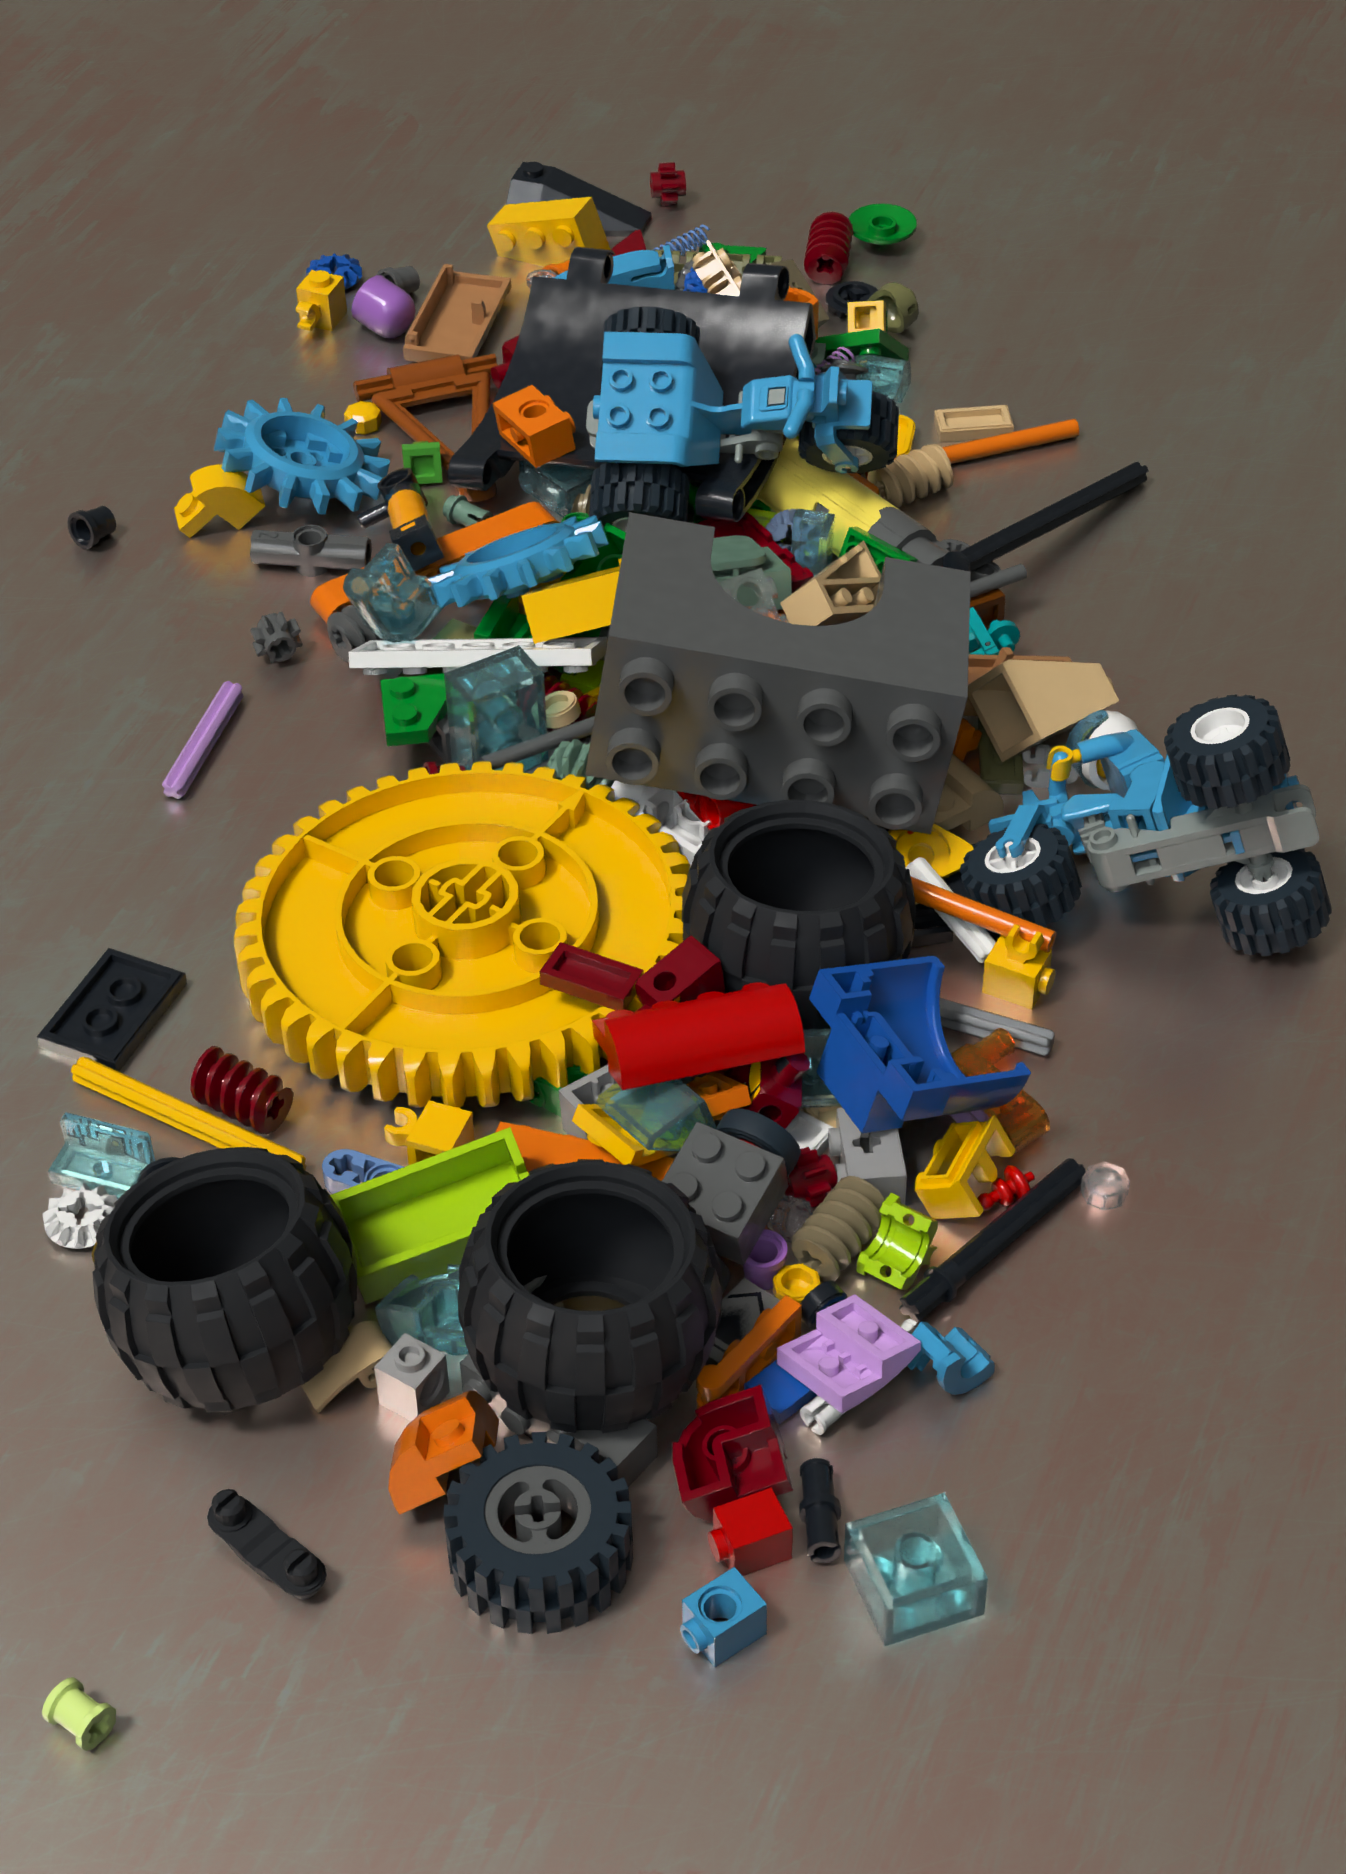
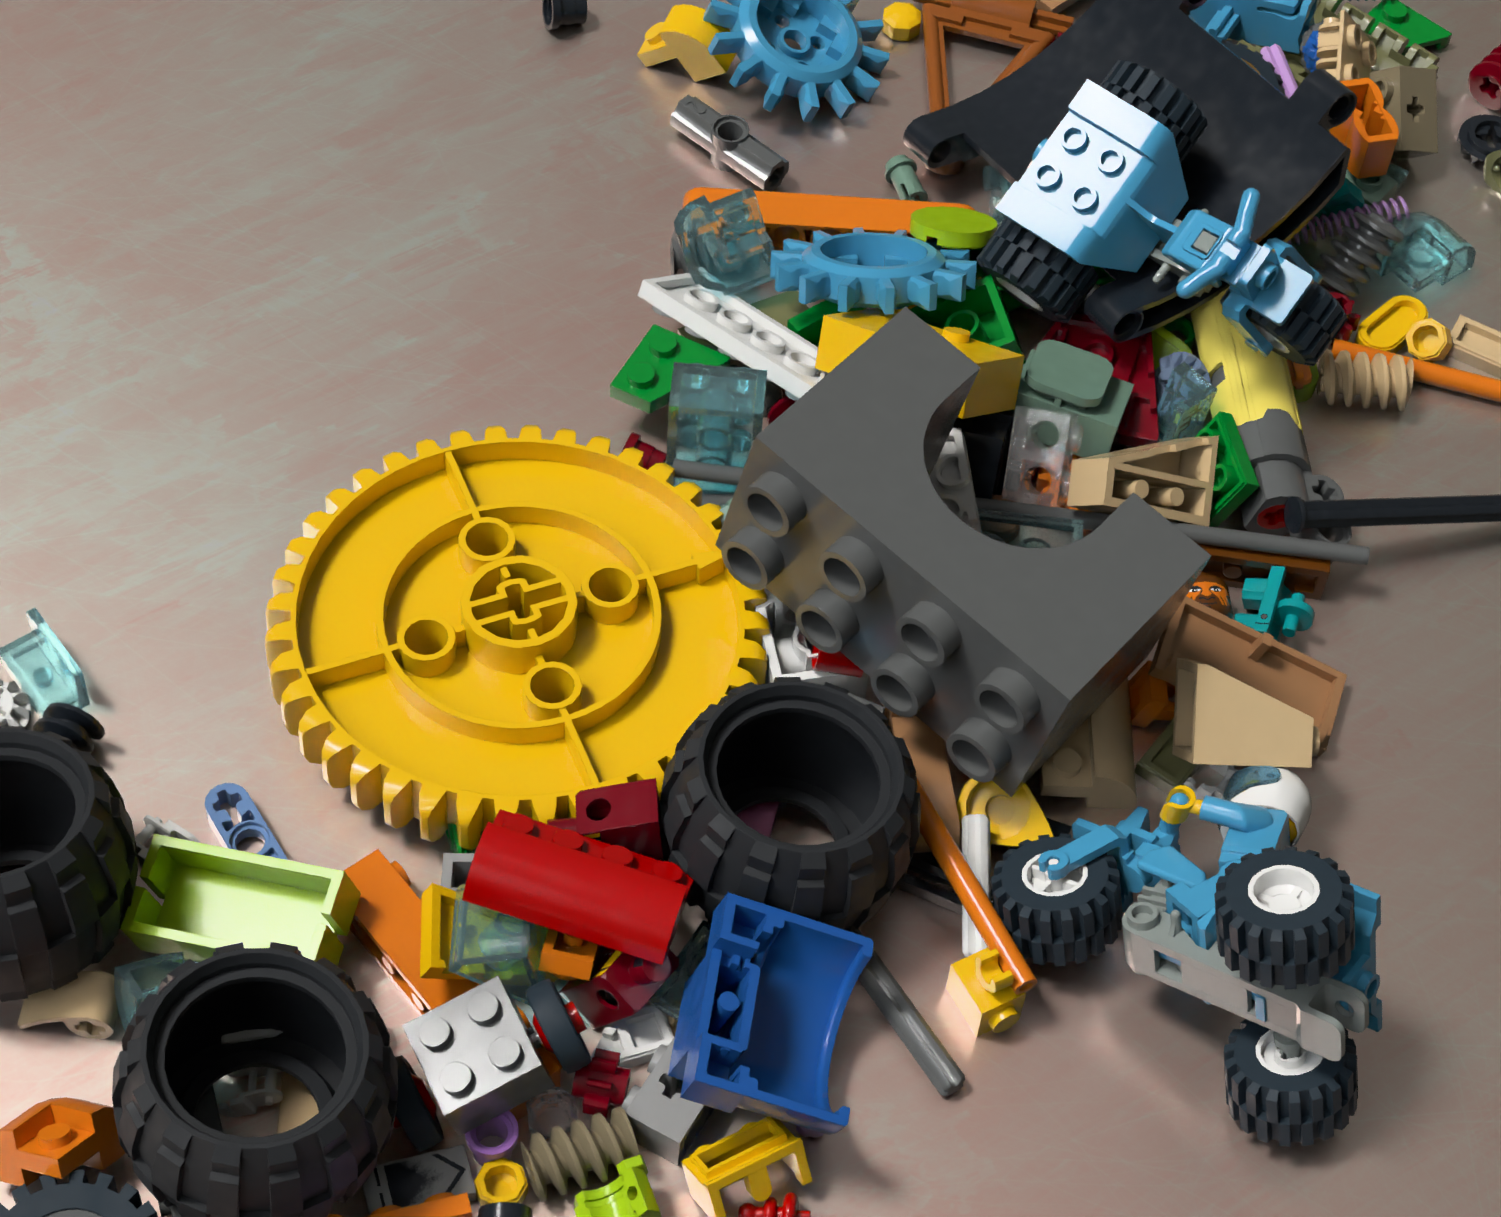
camera: 30 degrees right, 10 degrees up
(112, 1009) = (180, 522): black tile -> none
(171, 1109) = (150, 672): yellow axle -> none
(202, 740) = (476, 289): lavender axle -> none
(240, 1091) = (203, 673): dark red piece -> none
(276, 637) = (620, 220): dark grey gear -> none
(408, 516) = (805, 192): black piece -> none
(411, 1377) = (96, 1049): light grey brick -> none
(424, 461) = (907, 100): bright green tile -> none
(433, 1133) = (324, 826): yellow brick -> none
(535, 425) = (1007, 128): orange brick -> none
(550, 509) = (953, 227): none -> lime tile
(590, 977) = (549, 759): dark red tile -> none
(865, 343) = (1443, 205): green wing -> none
(867, 316) = (1467, 181): yellow leg -> none
(930, 431) = (1429, 340): none -> yellow tile
(1023, 1116) = (847, 1152): clear orange beam -> none

